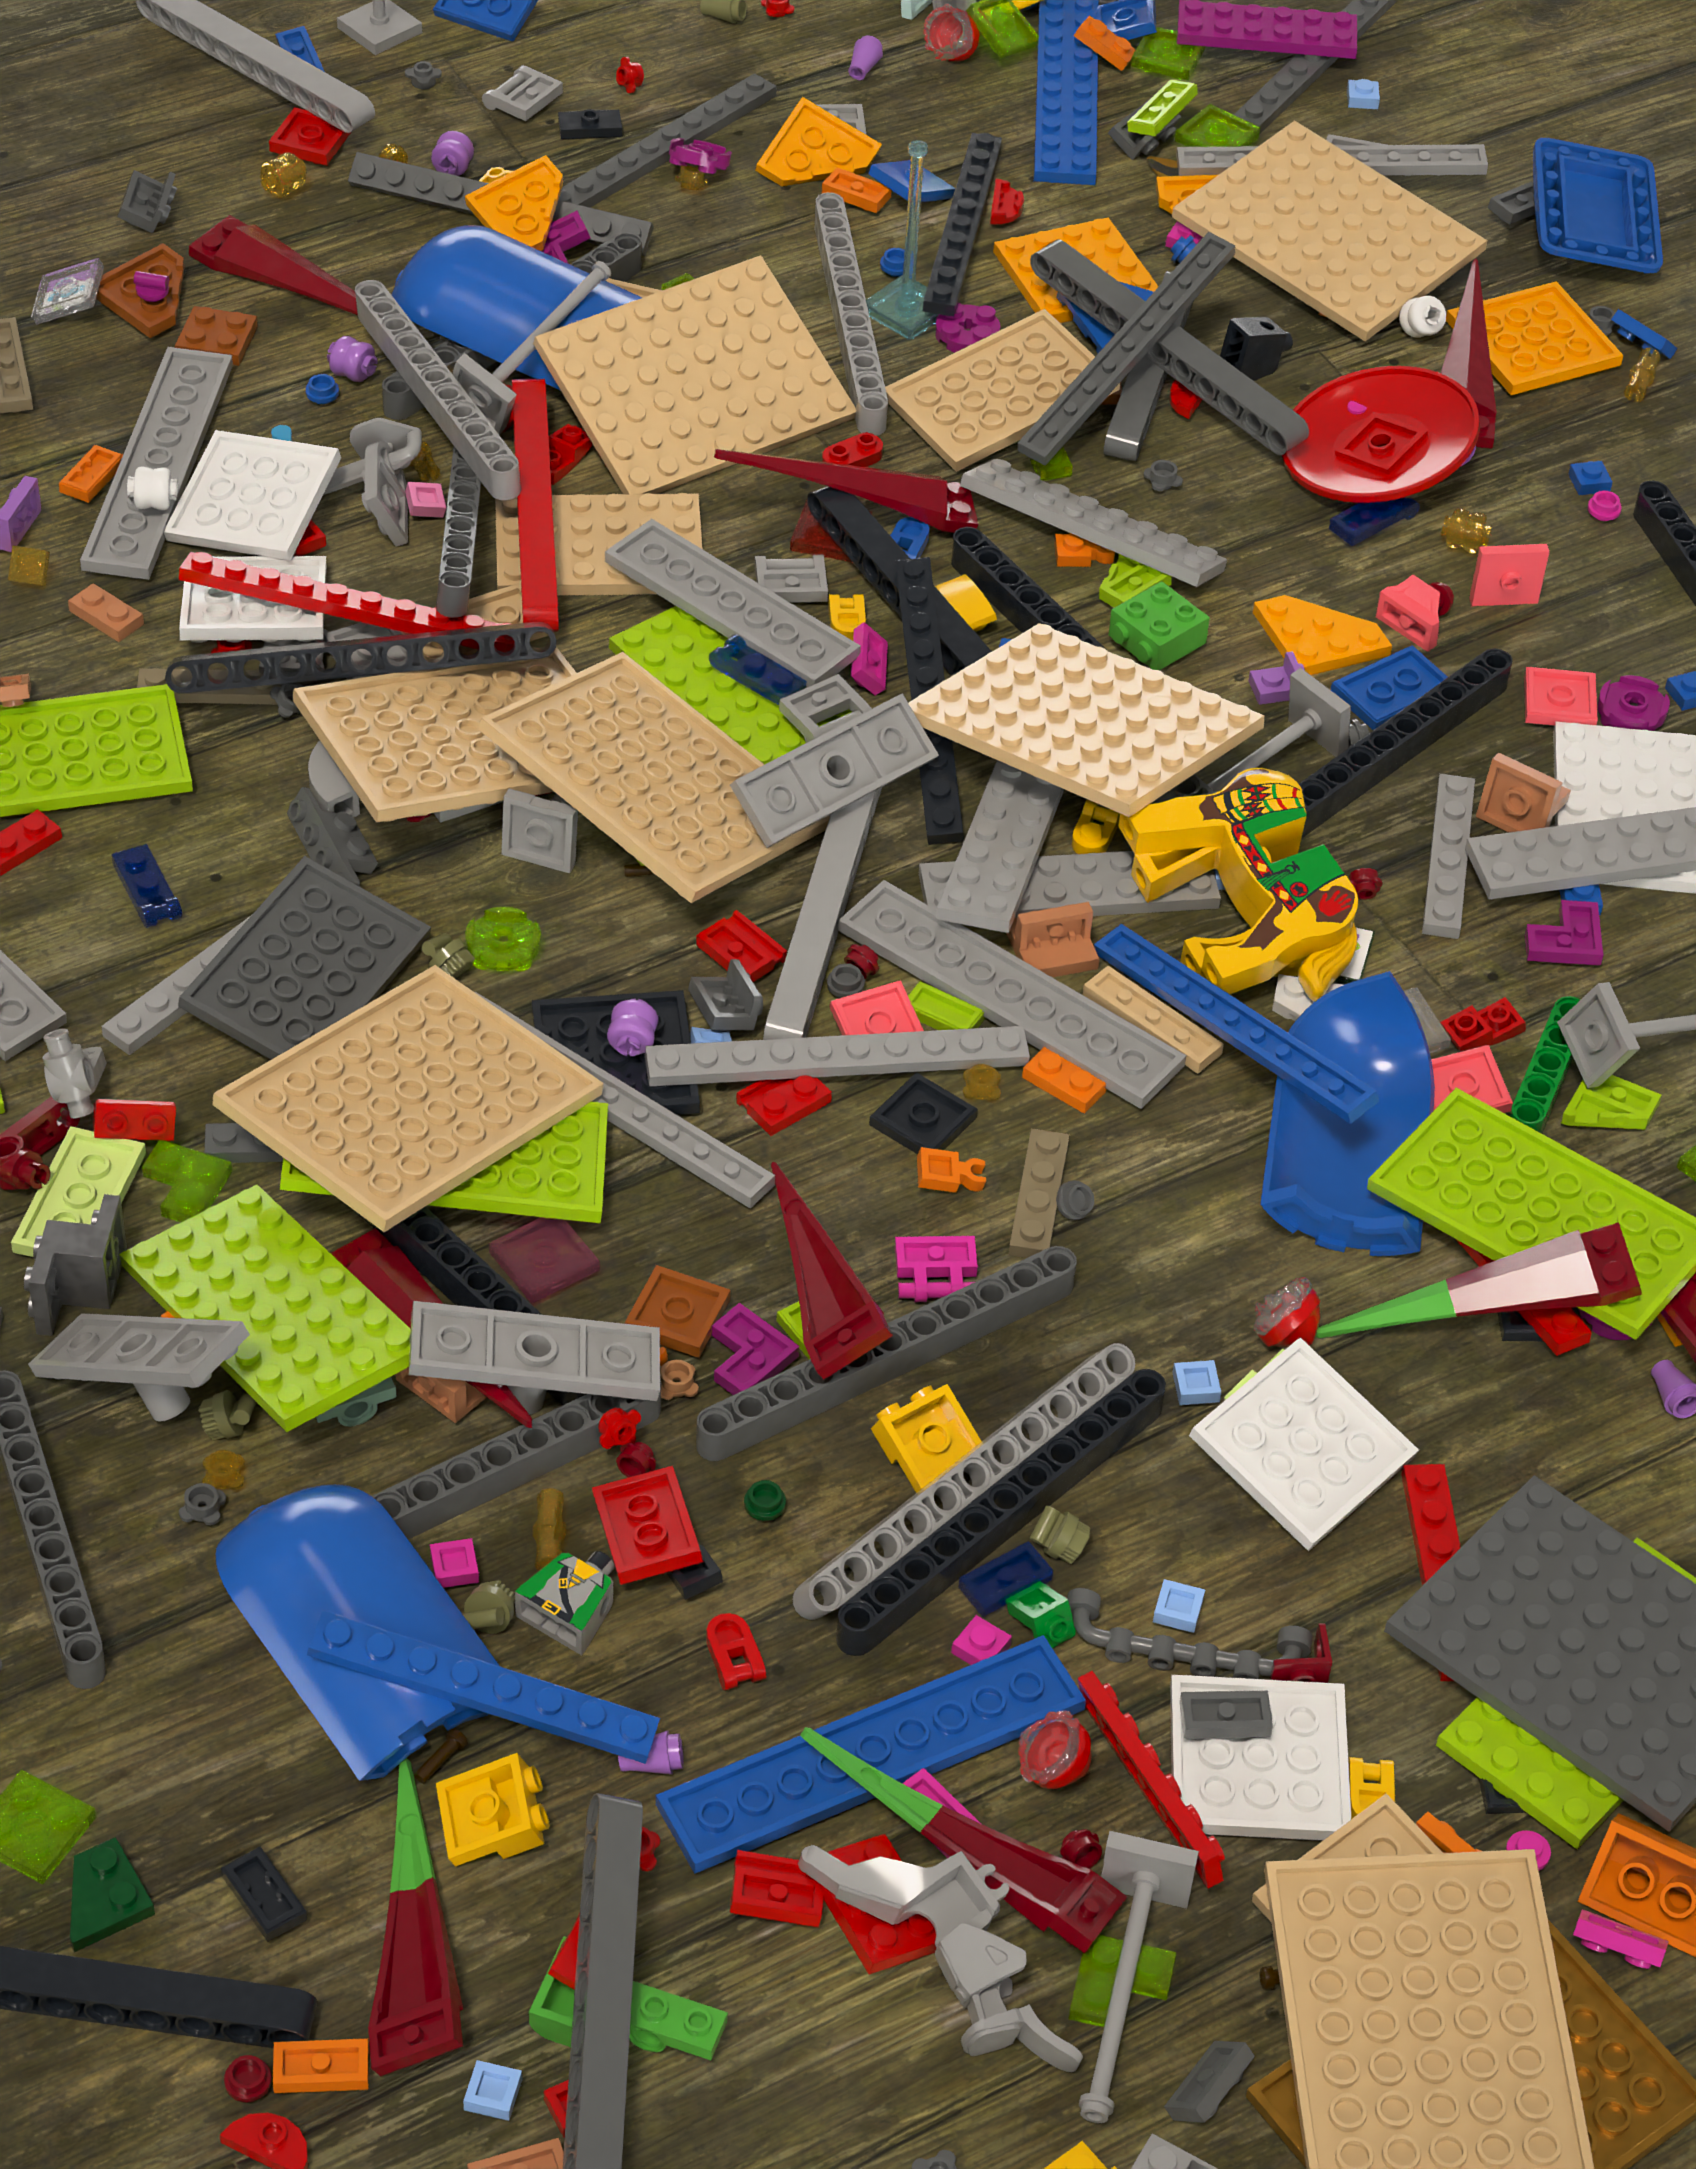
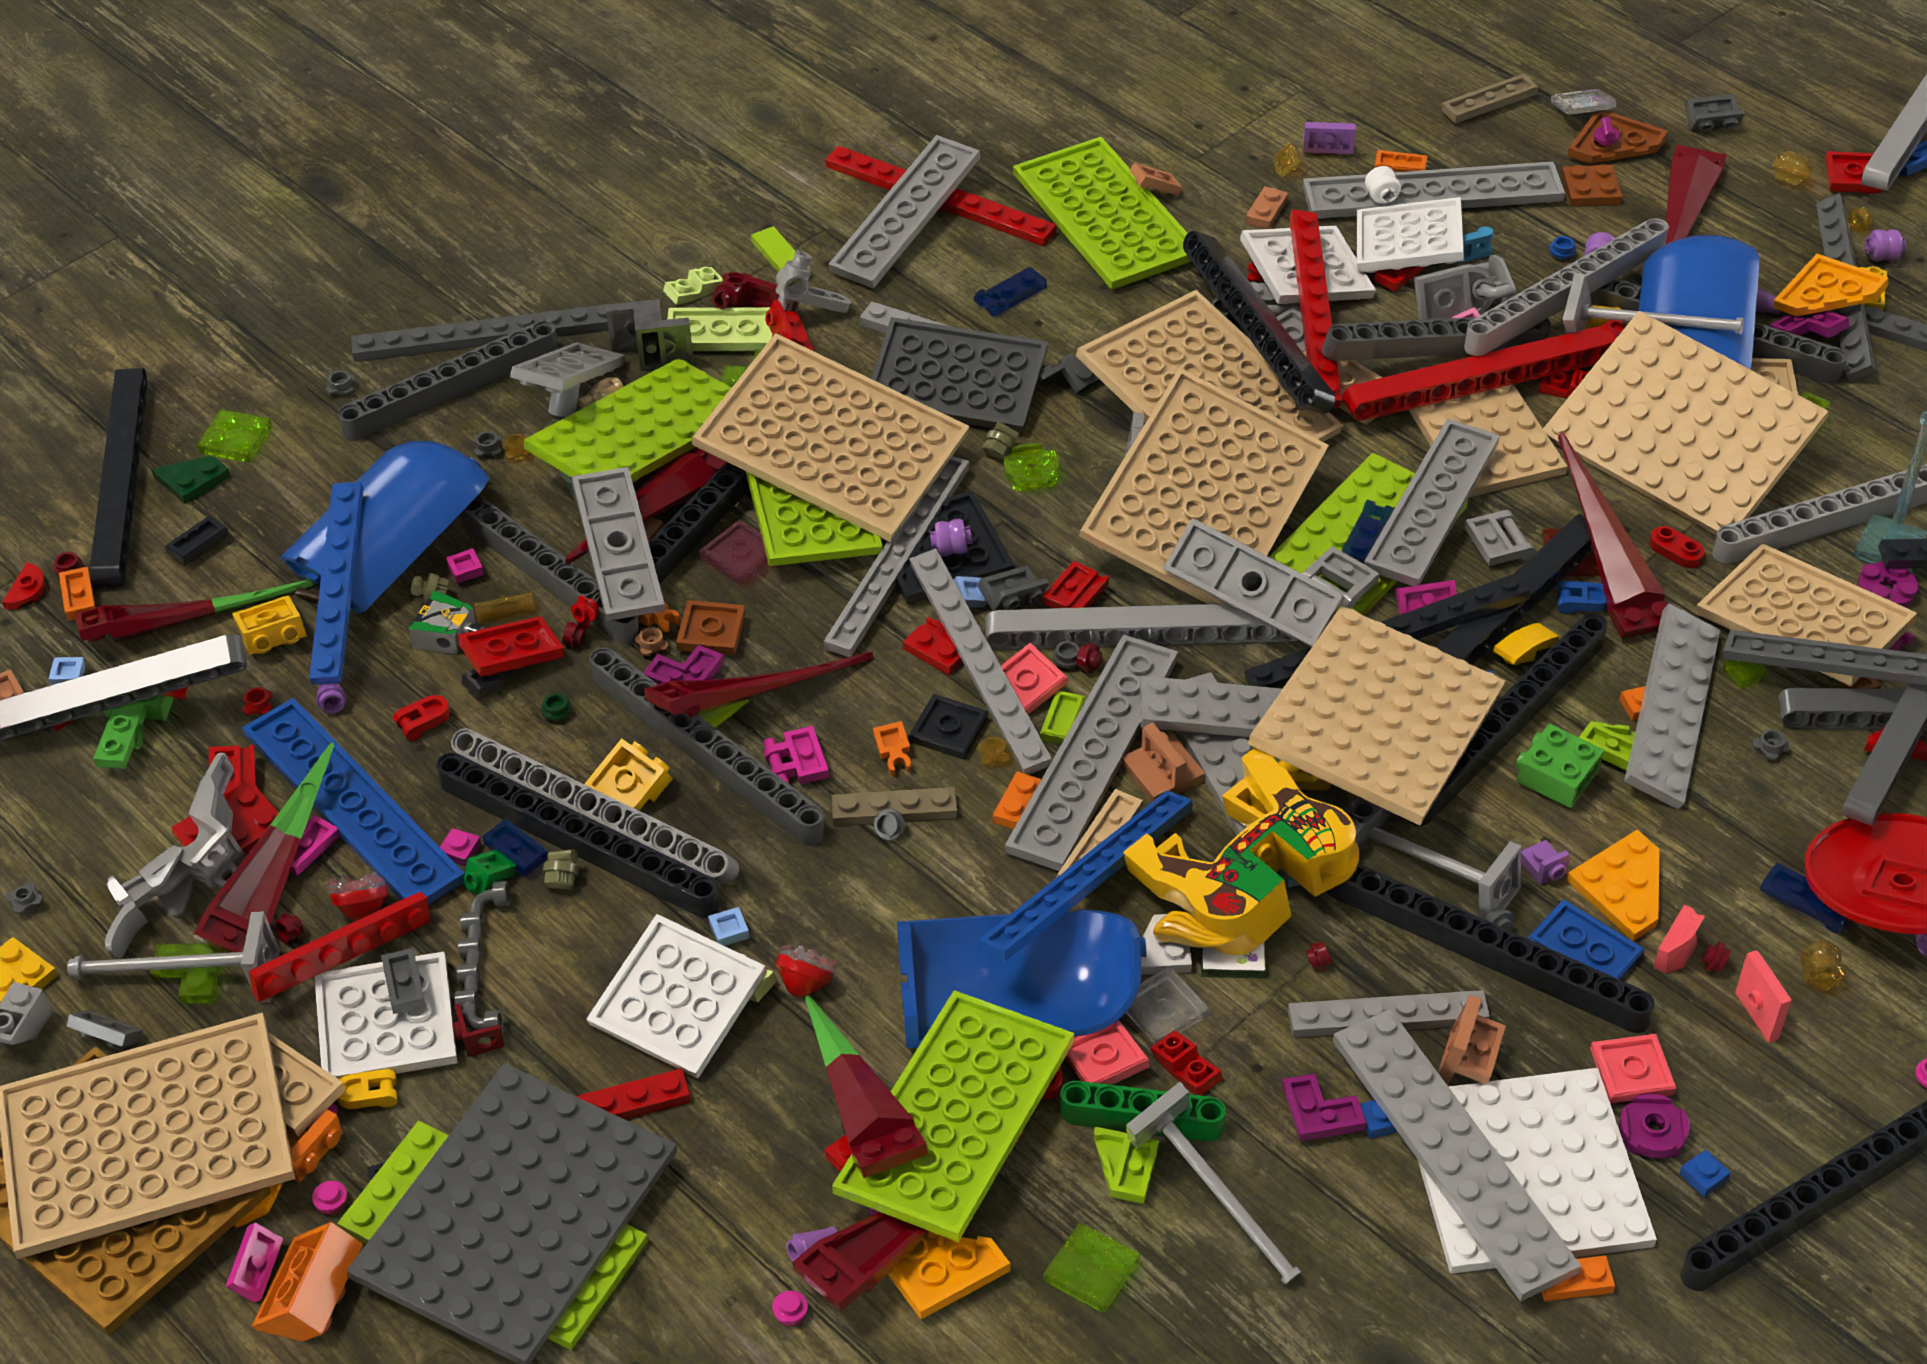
camera: 80 degrees right, 0 degrees up
(846, 613) = (1472, 575): yellow plate -> none
(1179, 1606) = (512, 949): light blue plate -> none

